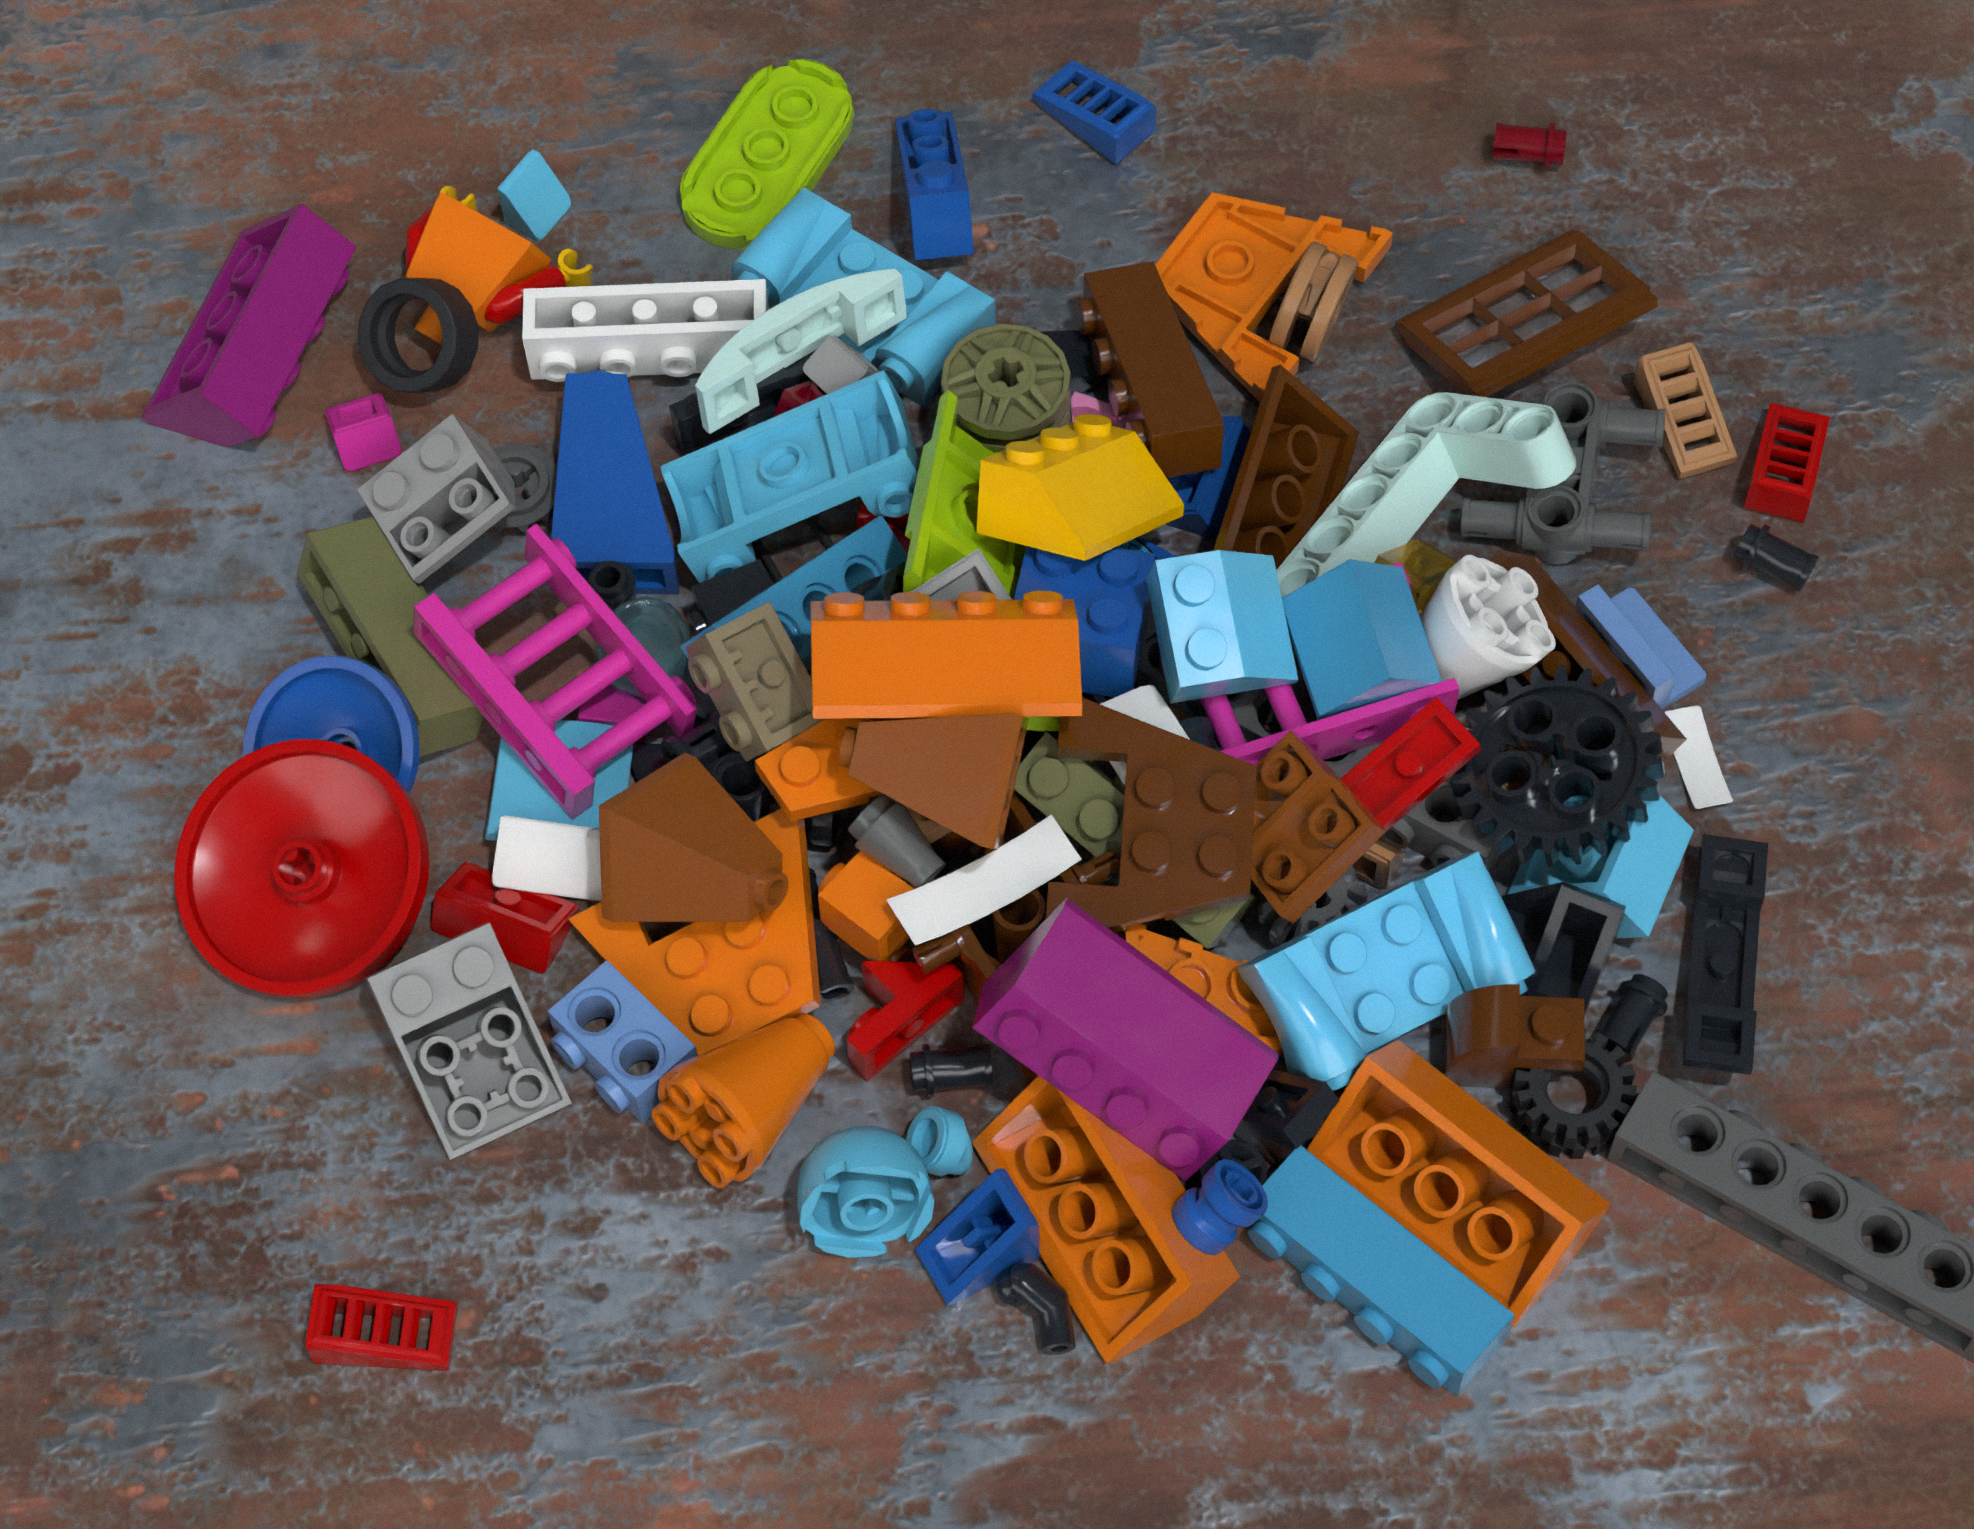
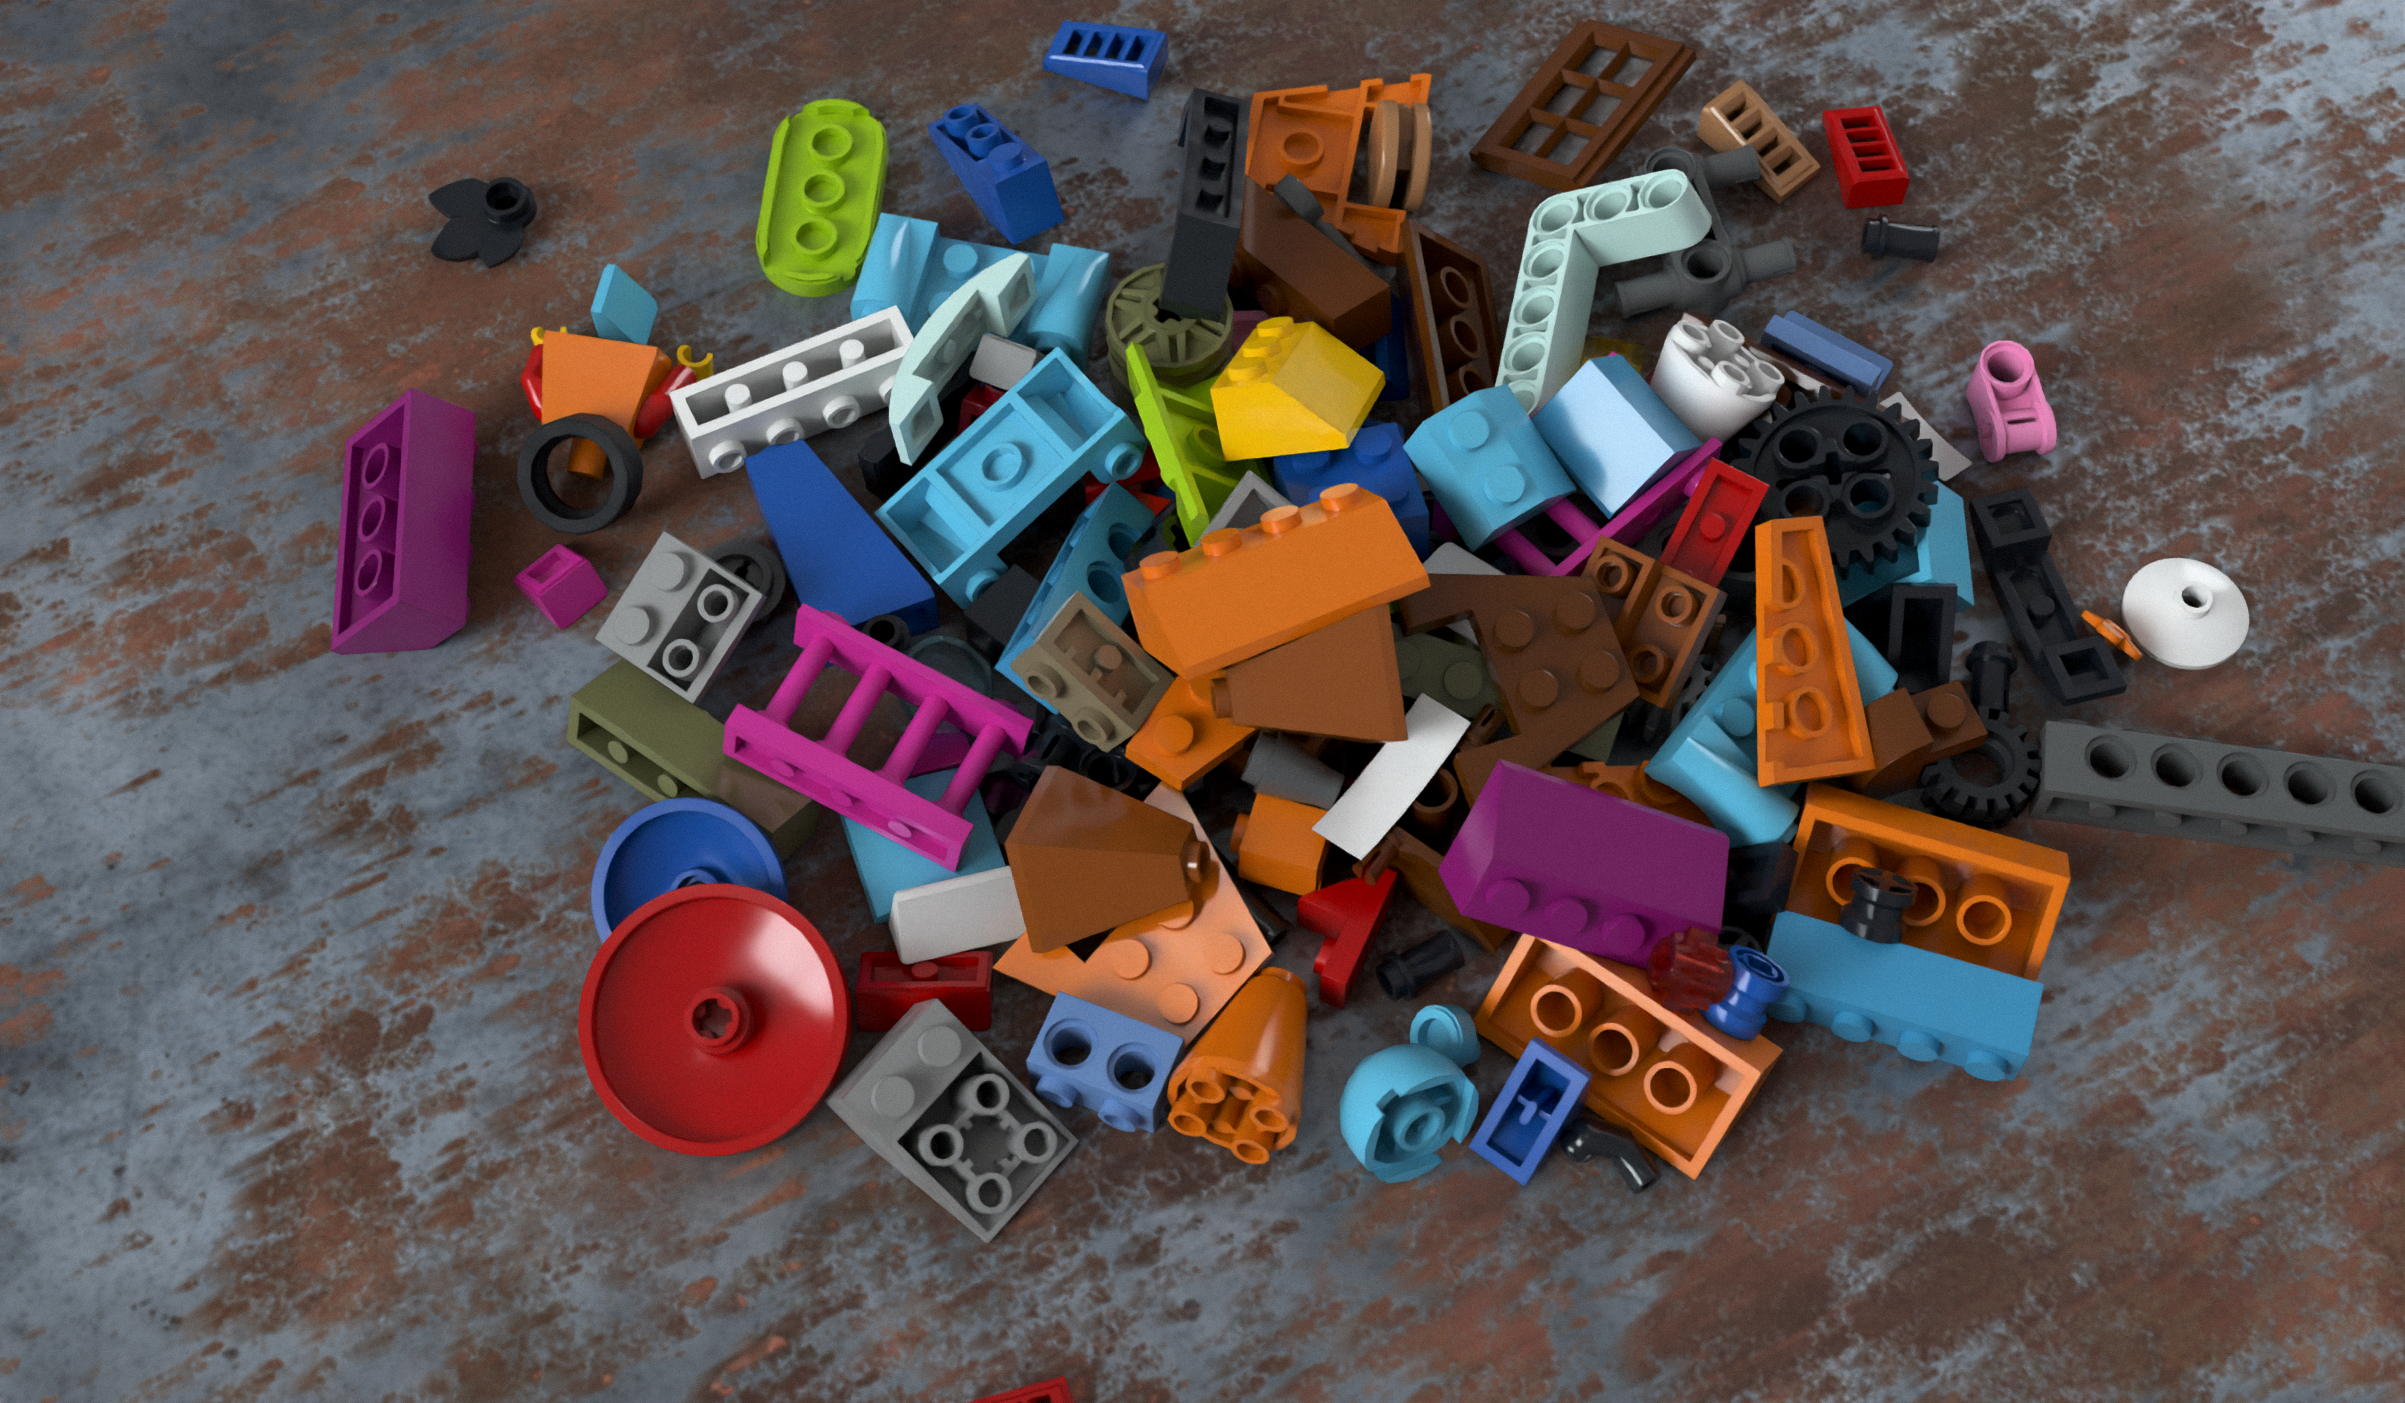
camera: 25 degrees left, 0 degrees up
(450, 69) = (479, 219): none -> black plate
(1087, 280) = (1209, 205): none -> black slope
(1170, 1164) = (1689, 970): none -> clear red gear
(1208, 352) = (1302, 202): none -> dark grey piece
(1392, 1178) = (1878, 905): none -> black wheel
(1427, 933) = (1806, 675): none -> orange wing
(1775, 1017) = (2113, 634): none -> orange plant
(1794, 765) = (2010, 413): none -> bright pink piece
(1864, 1050) = (2179, 633): none -> white dish

